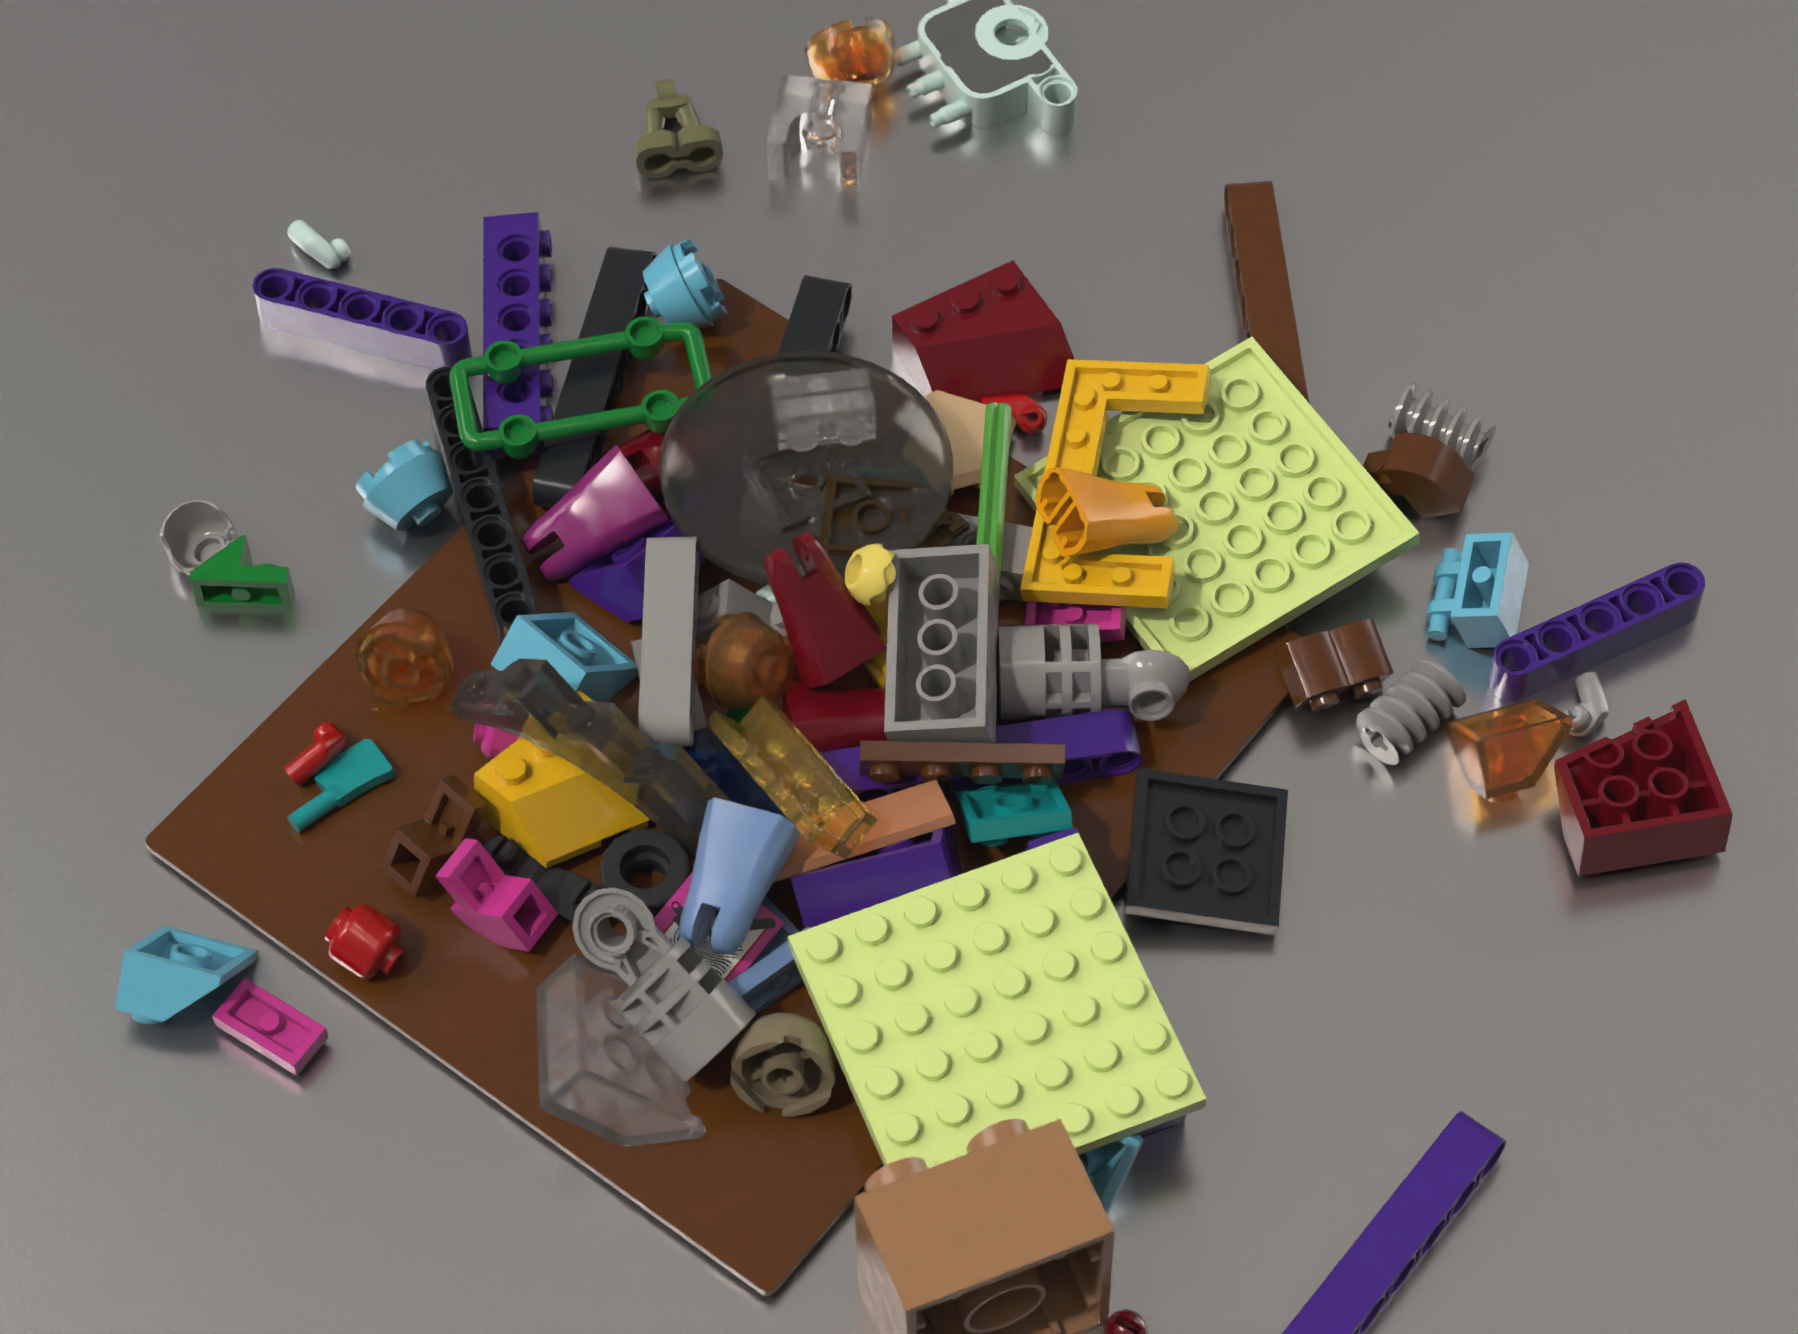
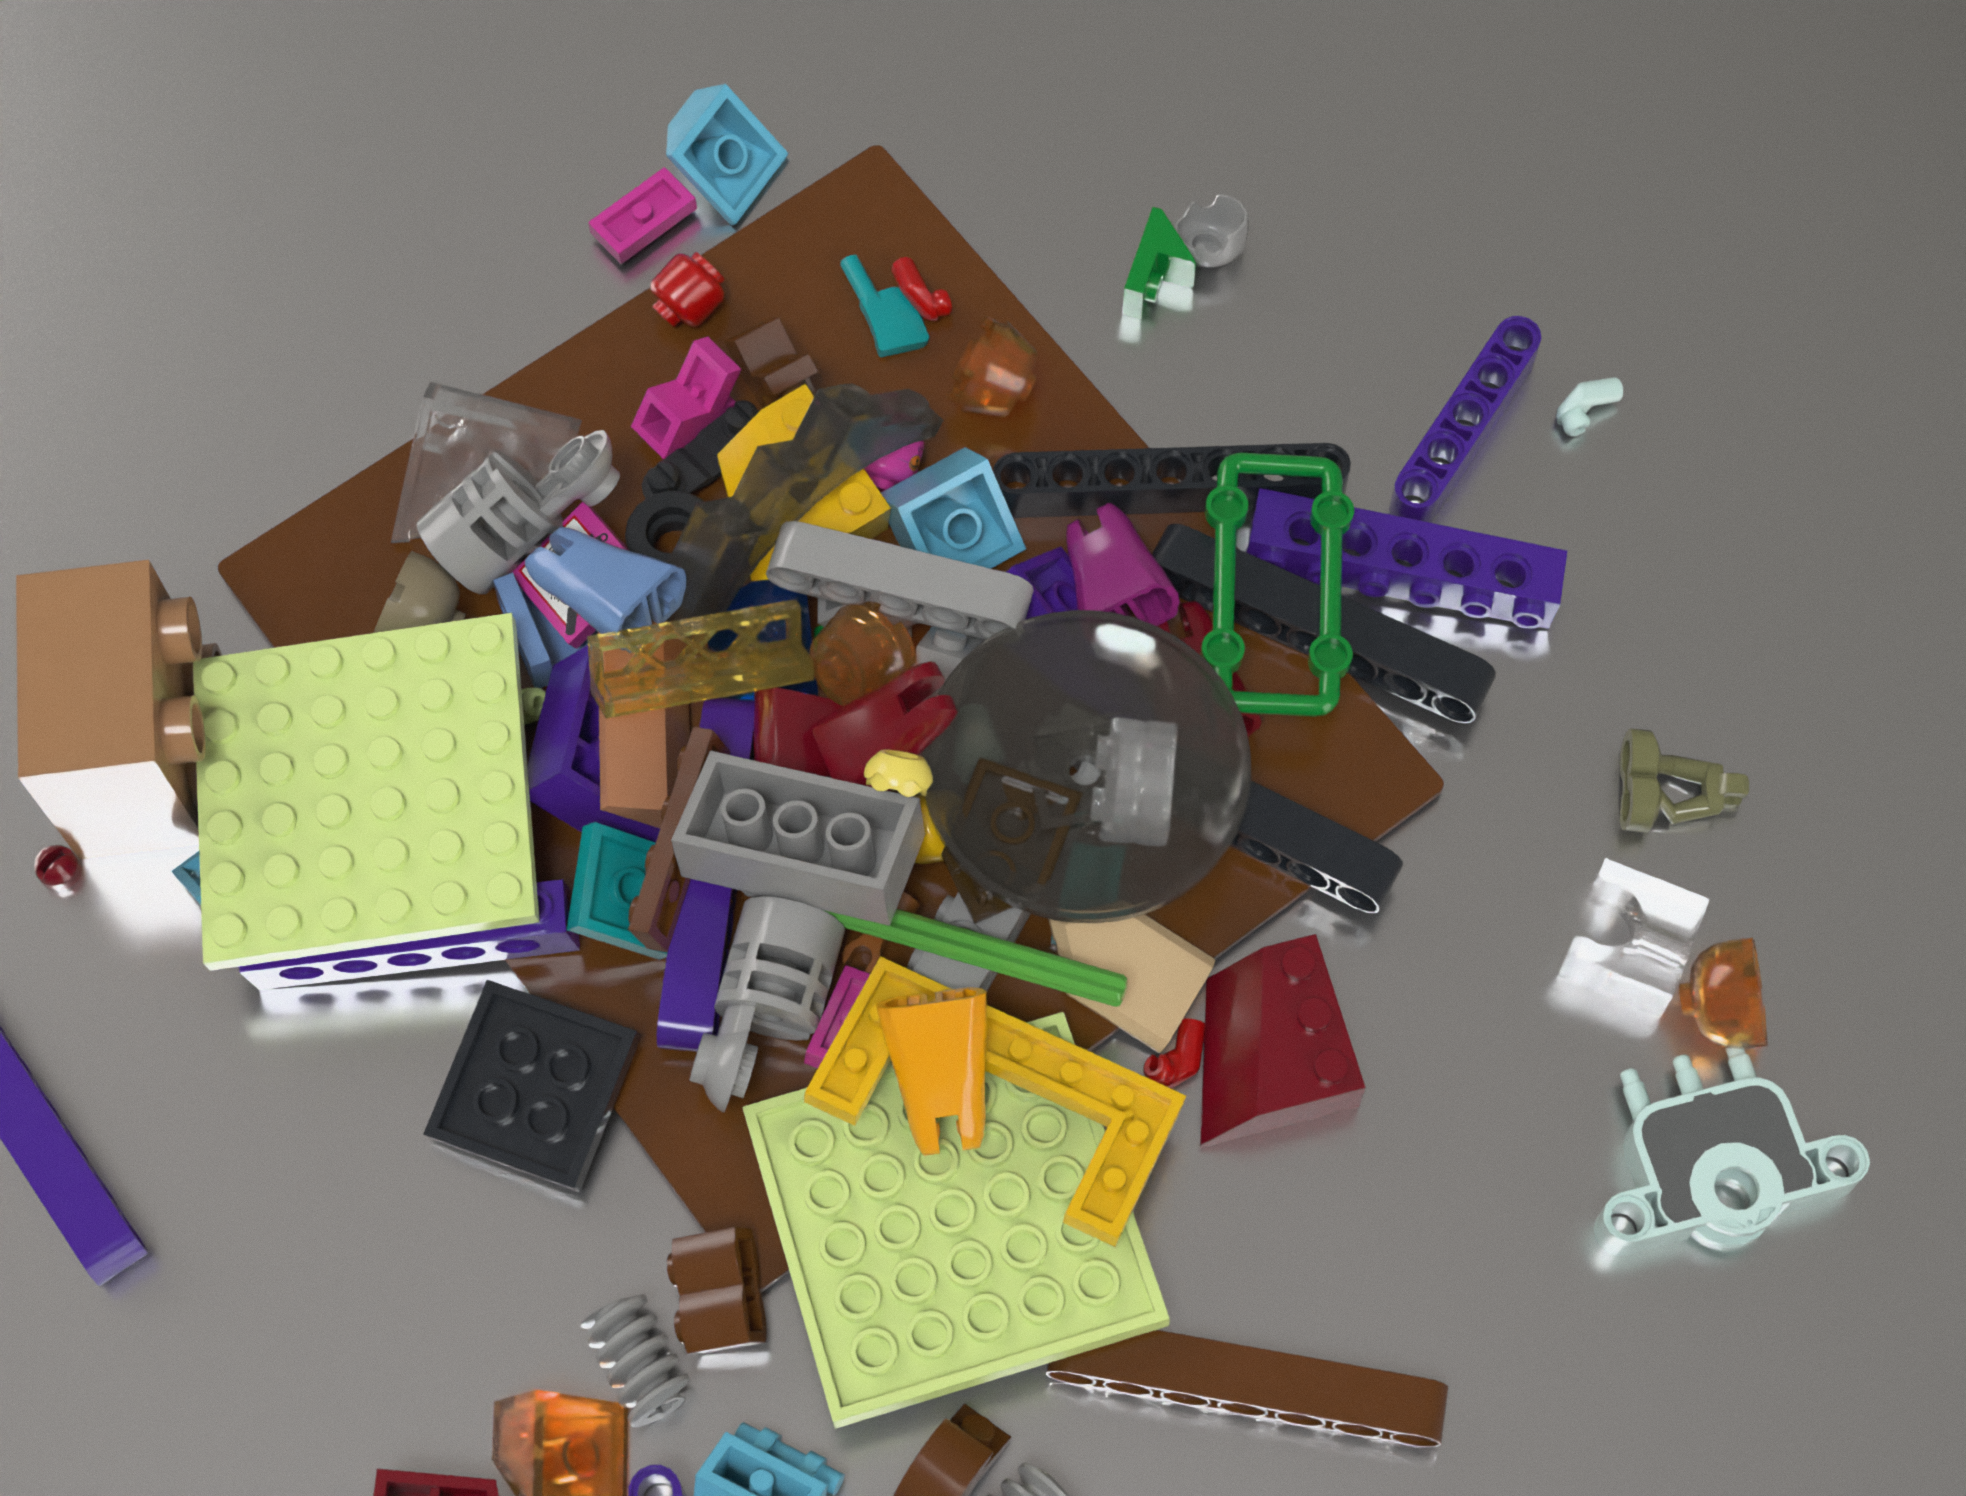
camera: 105 degrees right, 10 degrees up
(407, 487) = (1215, 412): medium azure cone -> none
(683, 287) = (1406, 725): medium azure cone -> none

